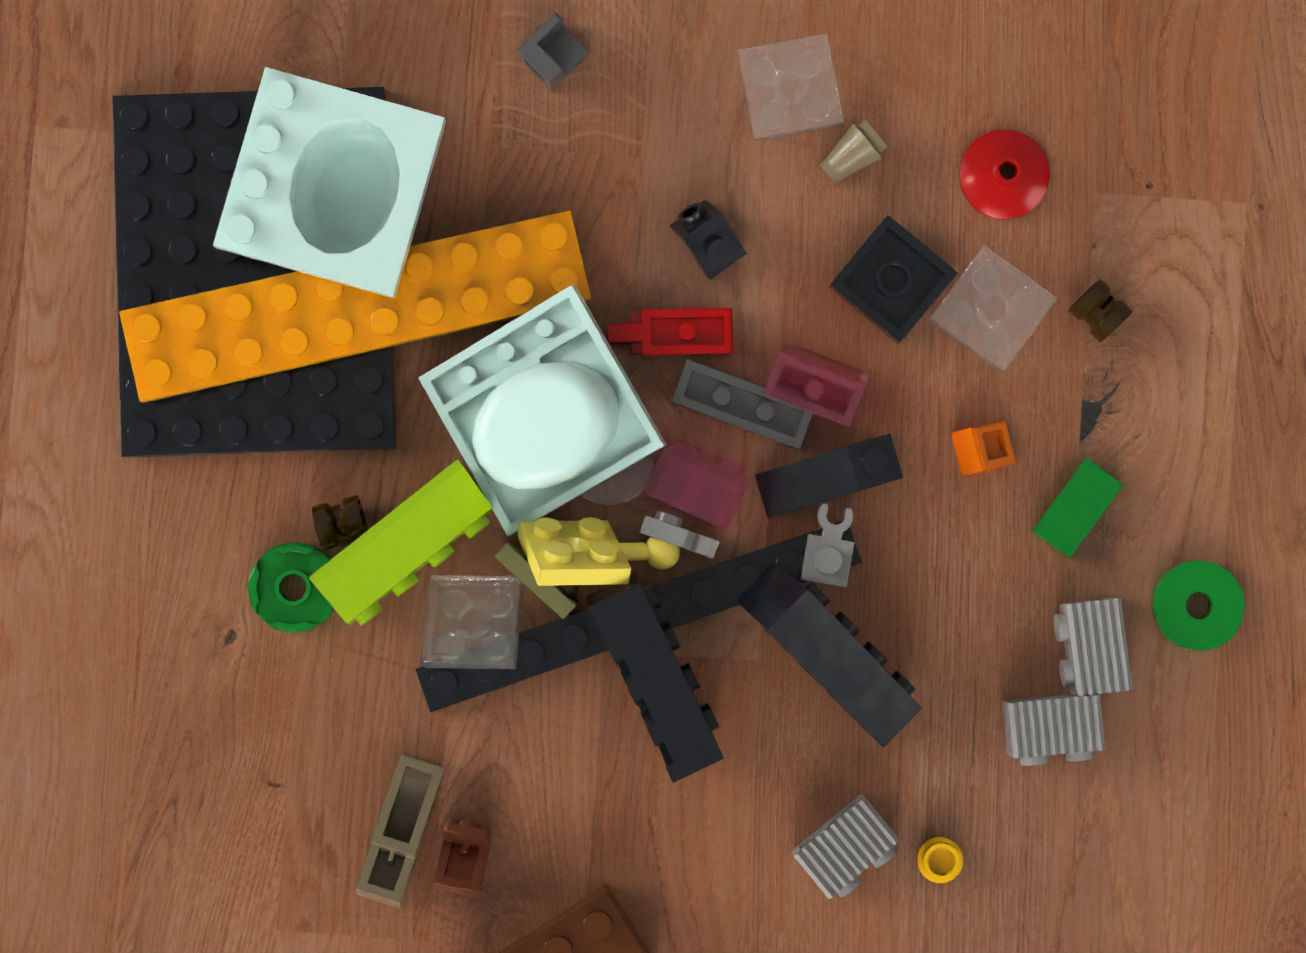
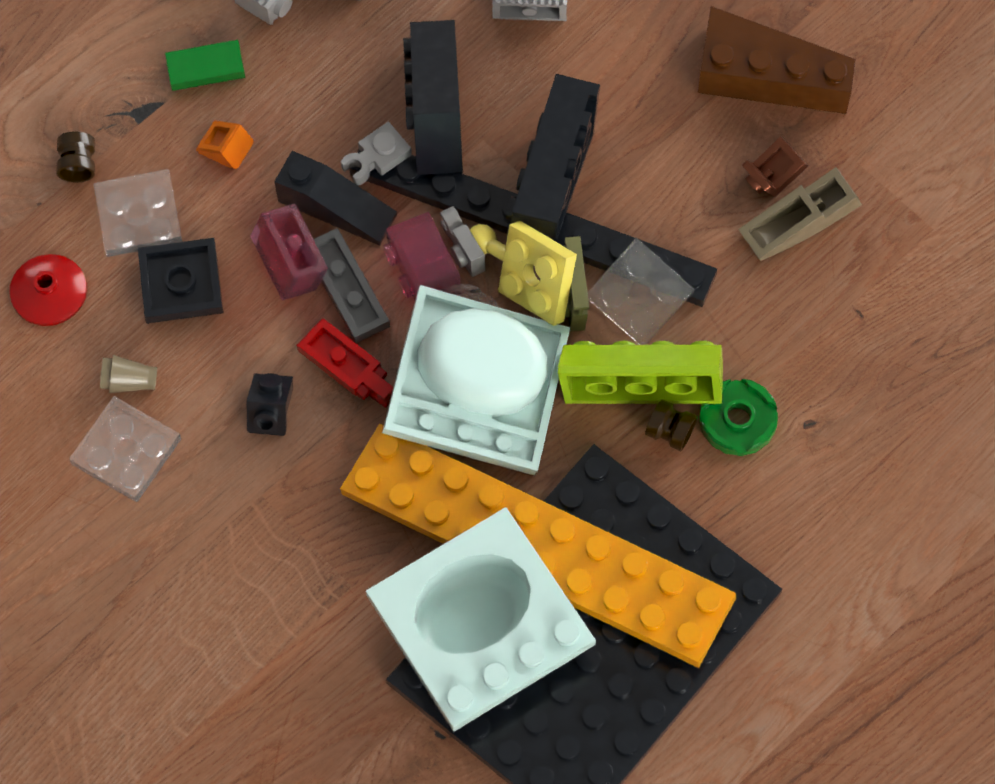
camera: 135 degrees left, 20 degrees down
(552, 52) = (255, 604): dark grey panel -> none

